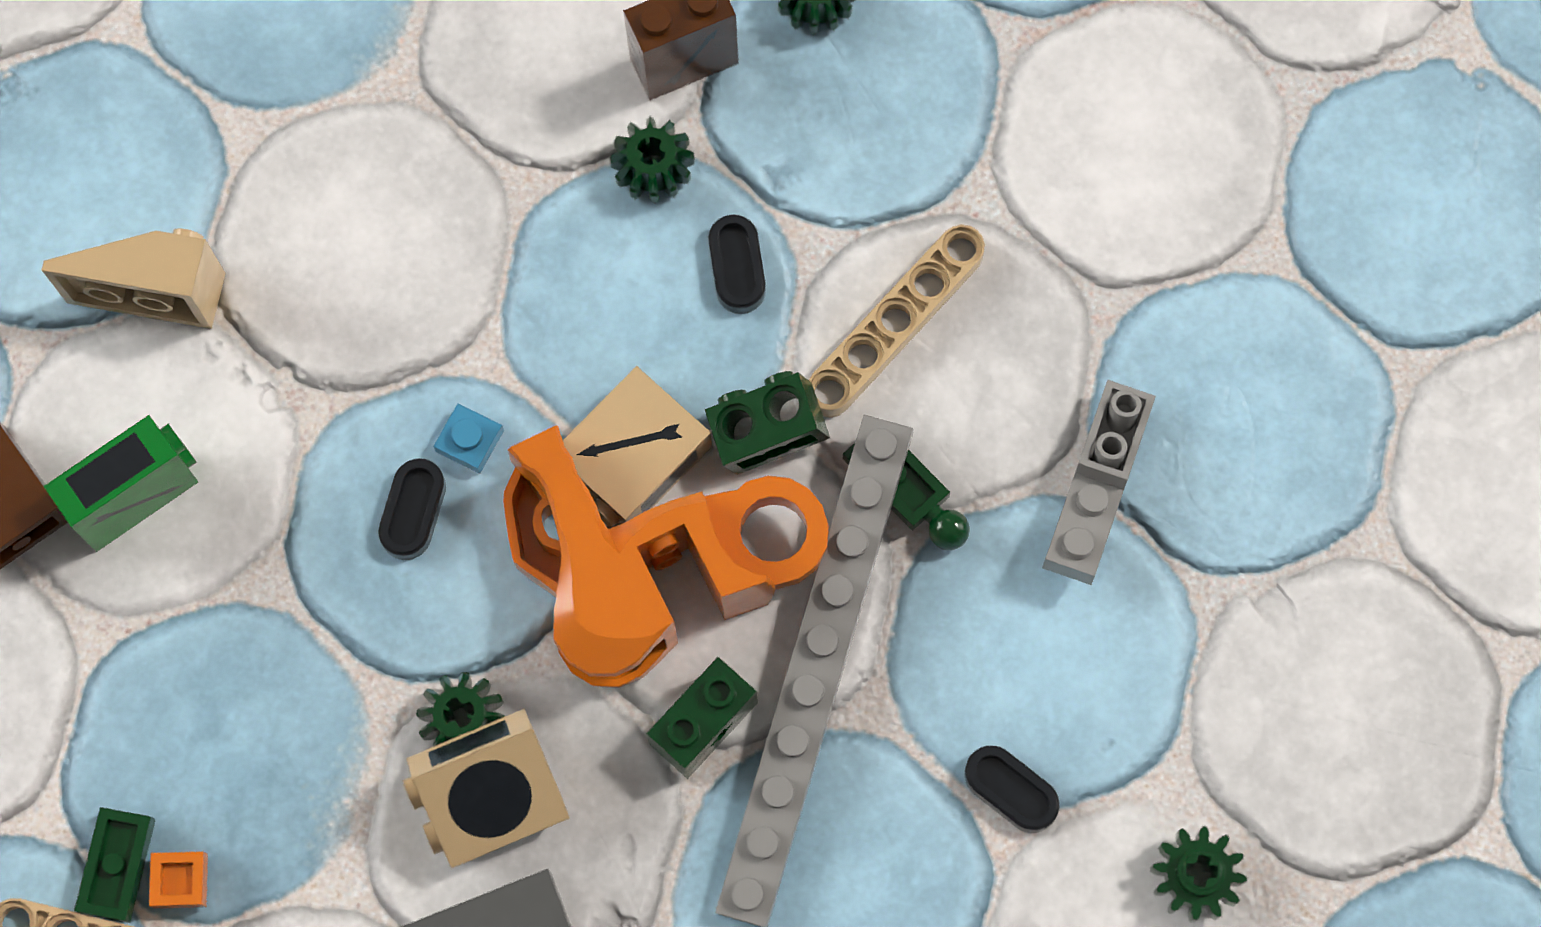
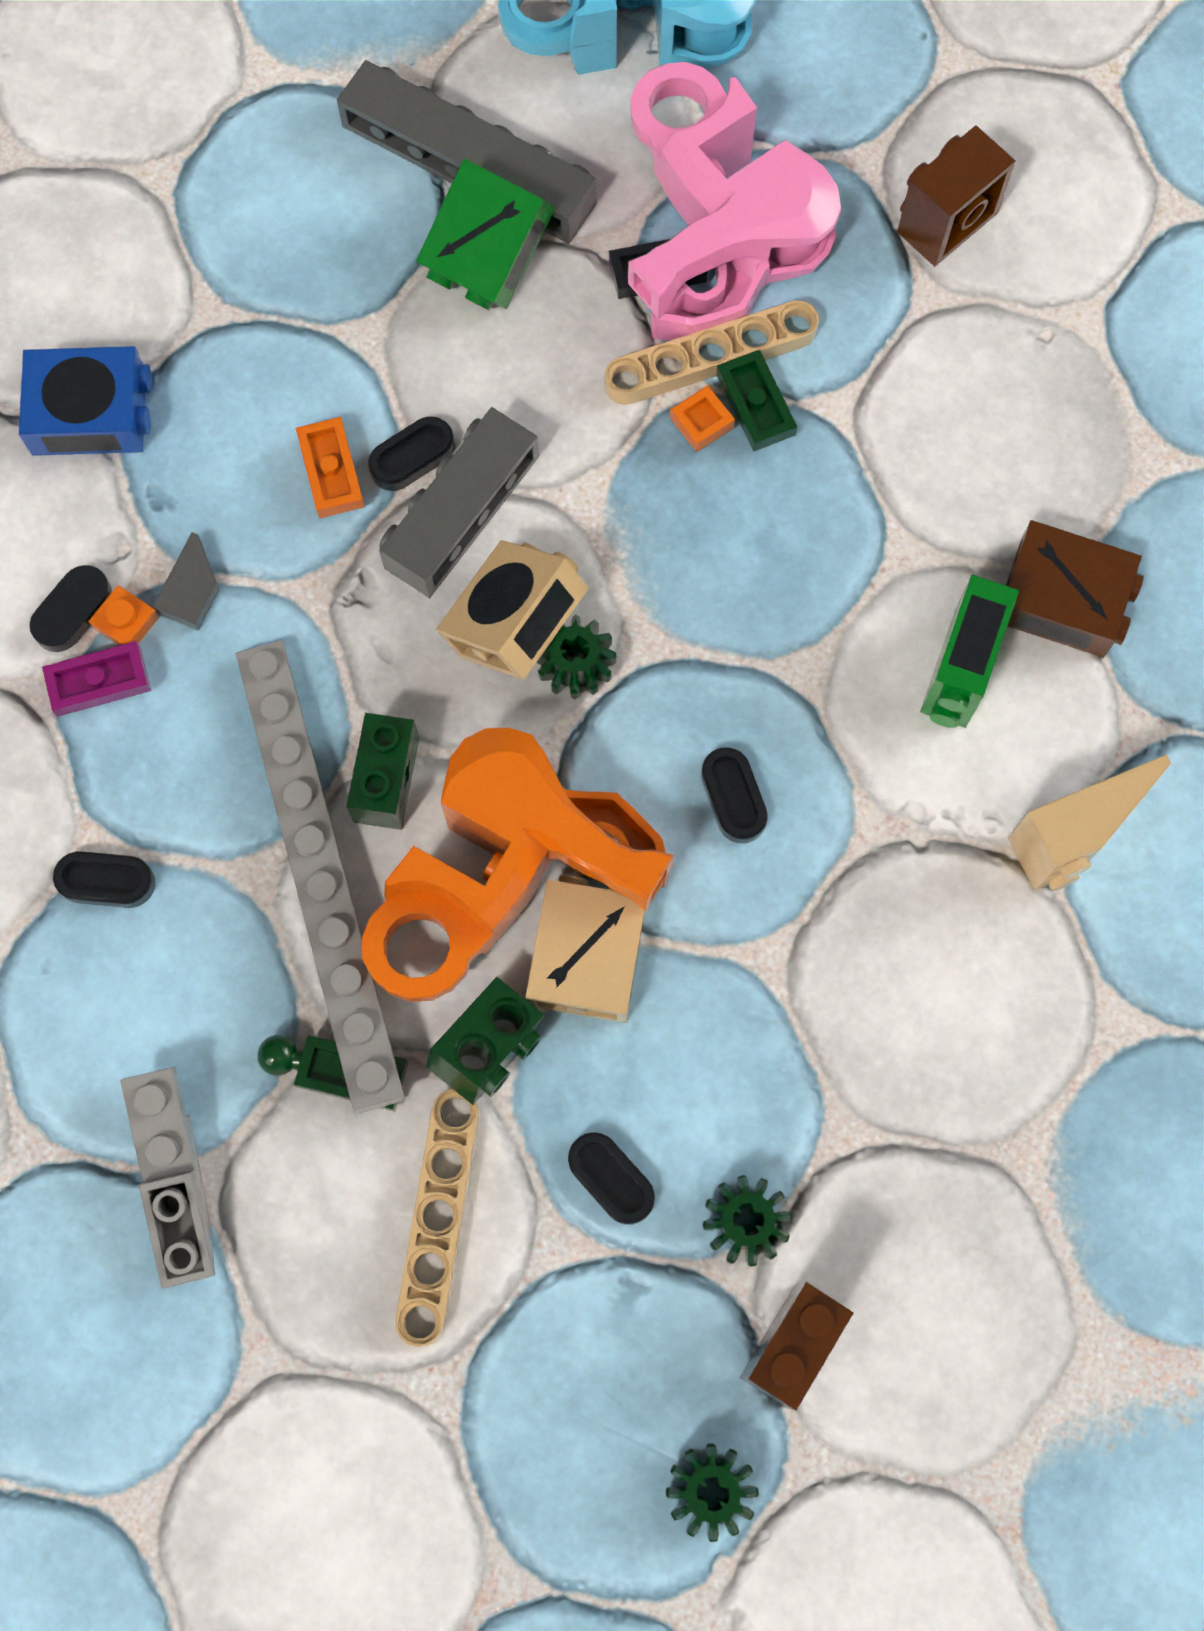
camera: 145 degrees right, 0 degrees up
(468, 438) = (730, 879): dark azure plate -> none

